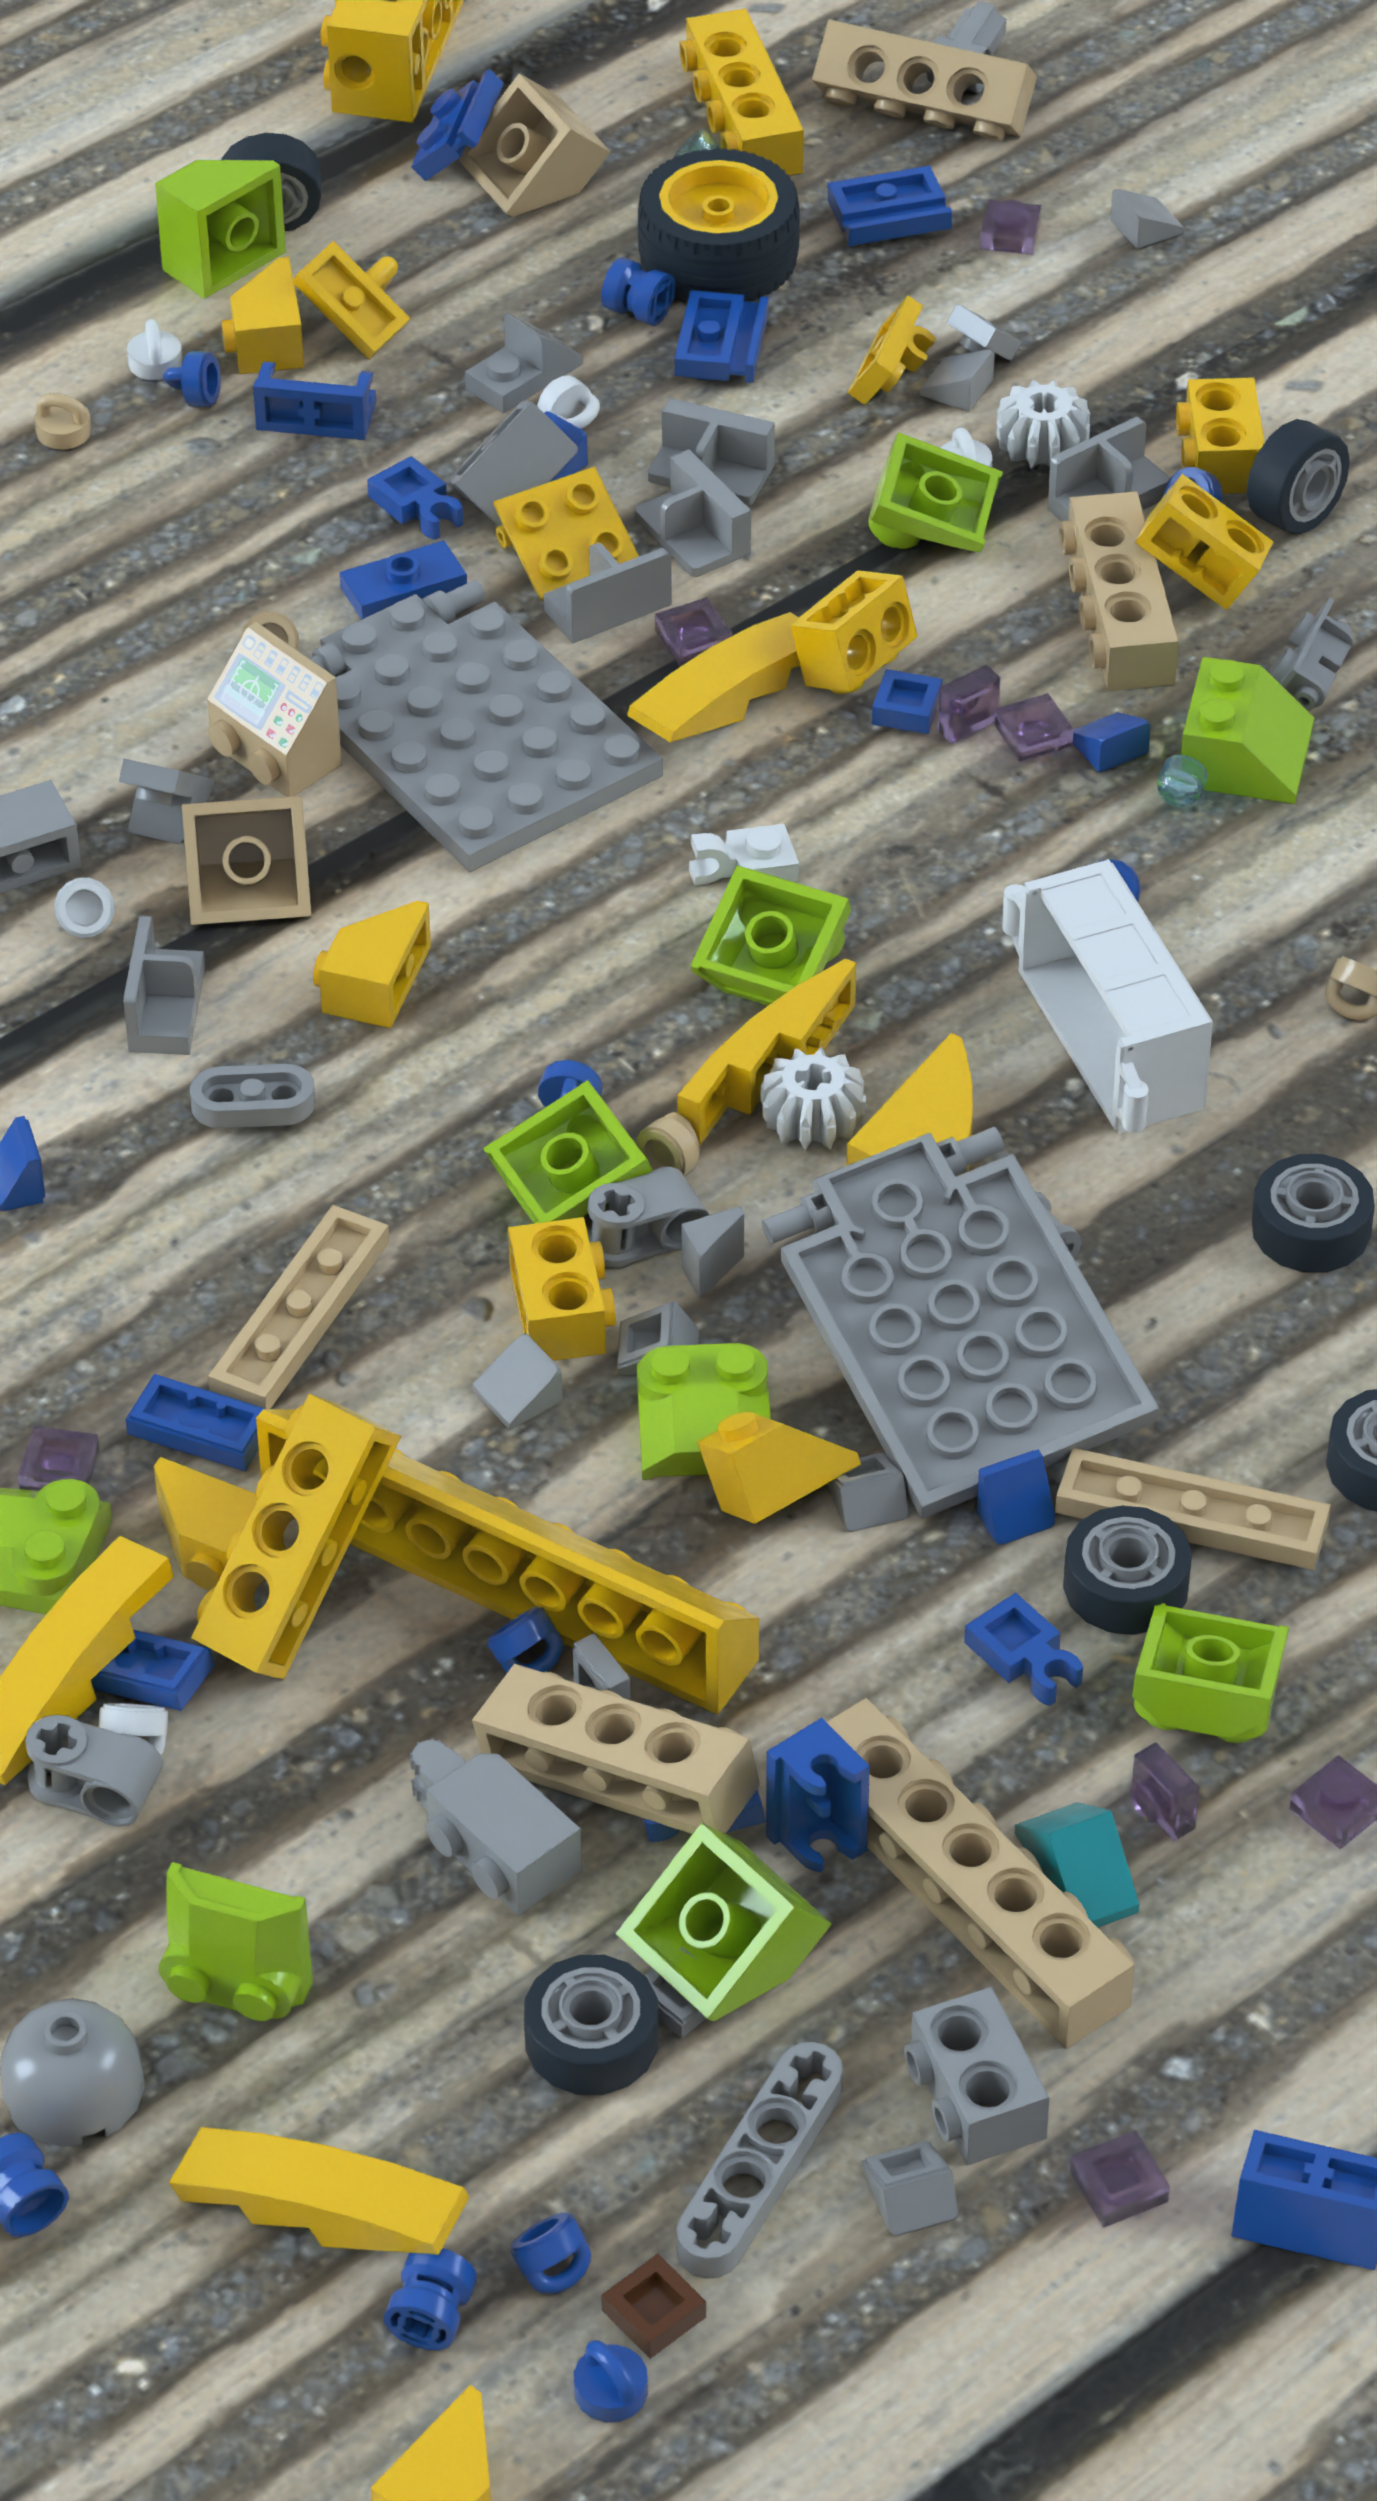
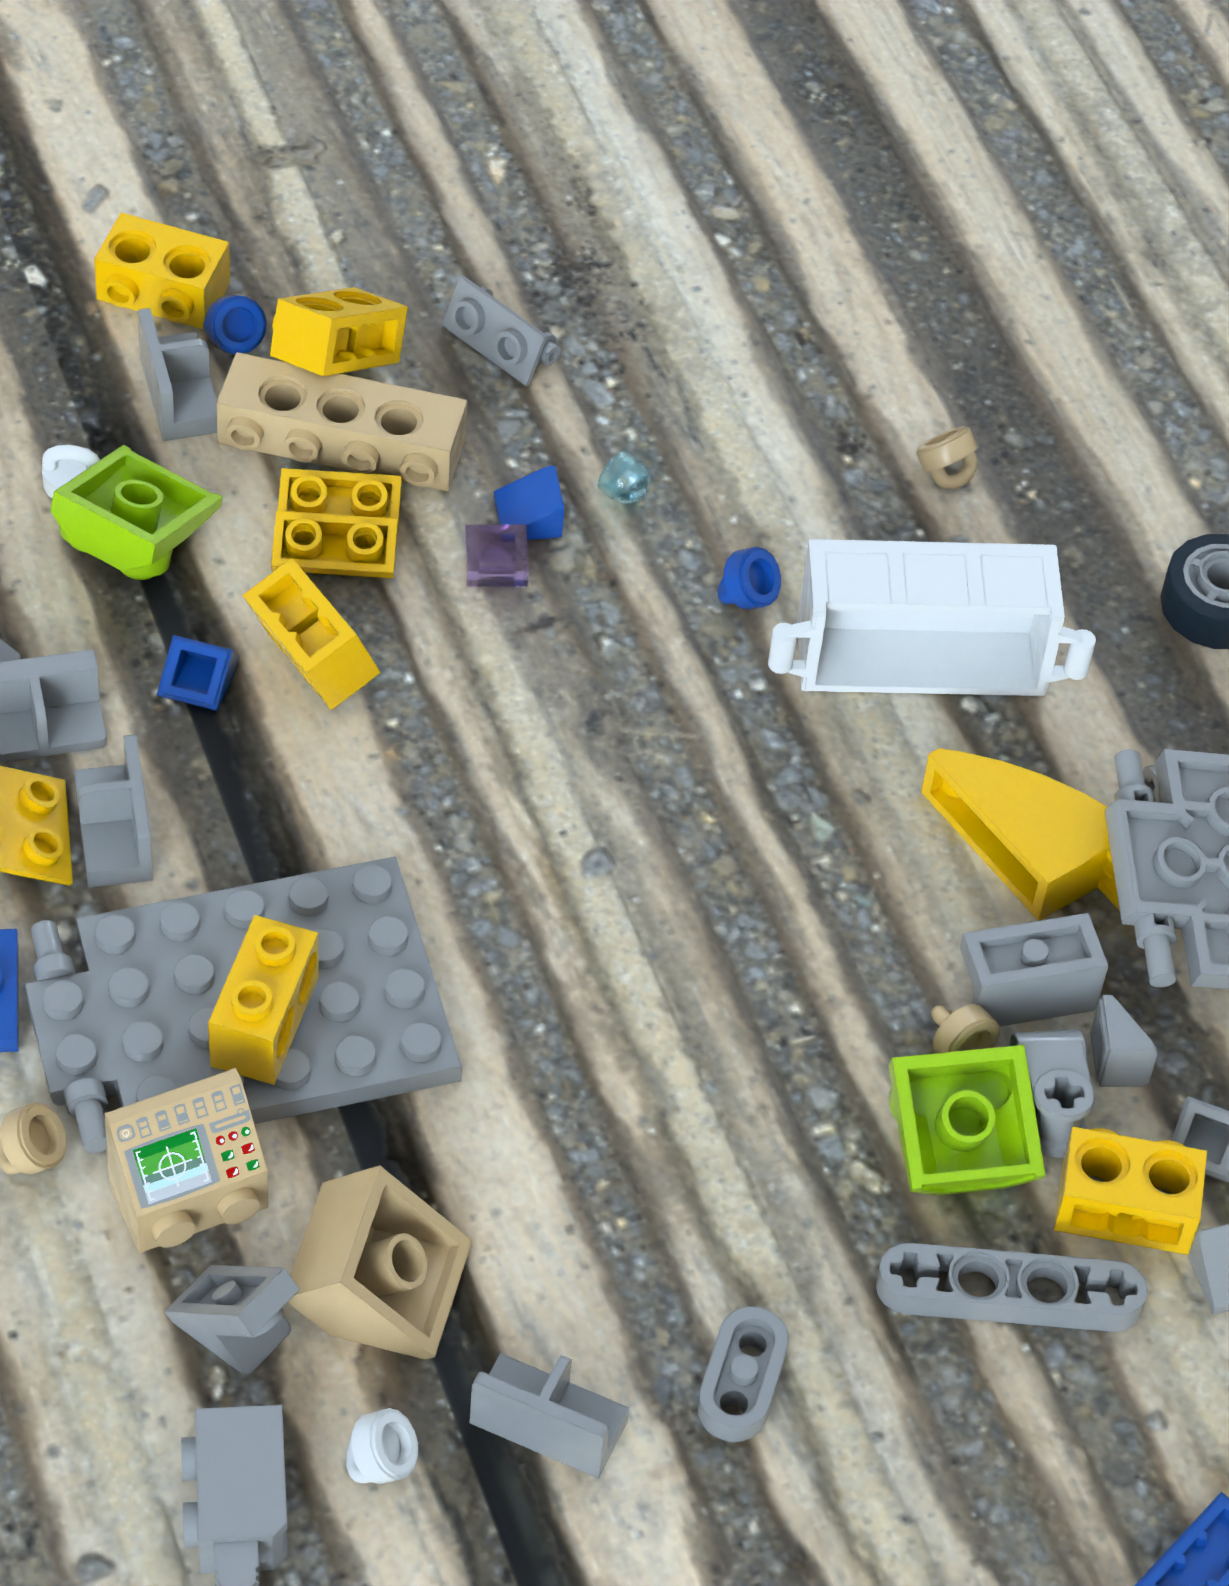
camera: 75 degrees left, 5 degrees up
(299, 1308) = (1074, 1426): tan plate -> none
(374, 964) = (602, 1199): yellow slope -> none
(426, 1245) = (1011, 1299): none -> light grey beam
(440, 699) = (264, 999): none -> yellow brick
(563, 1077) = (850, 1090): blue tile -> none
(690, 629) = (215, 768): clear purple plate -> none
(720, 682) = (313, 760): yellow slope -> none
(751, 1161) = (1036, 969): none -> light grey panel
(755, 848) = (565, 833): white plate -> none
(769, 936) = (716, 851): lime slope -> none
(794, 591) = (197, 673): none -> blue slope
(799, 1019) = (854, 897): yellow slope -> none
(813, 1098) = (942, 896): white gear -> none
(906, 701) = (410, 636): blue plate -> none
(968, 703) = (442, 589): clear purple plate -> none
(1011, 629) = (337, 522): none -> yellow slope
(1041, 422) = (65, 392): white gear -> none
(1247, 731) = (579, 415): lime slope -> none
(1298, 476) = (275, 236): black wheel -> none

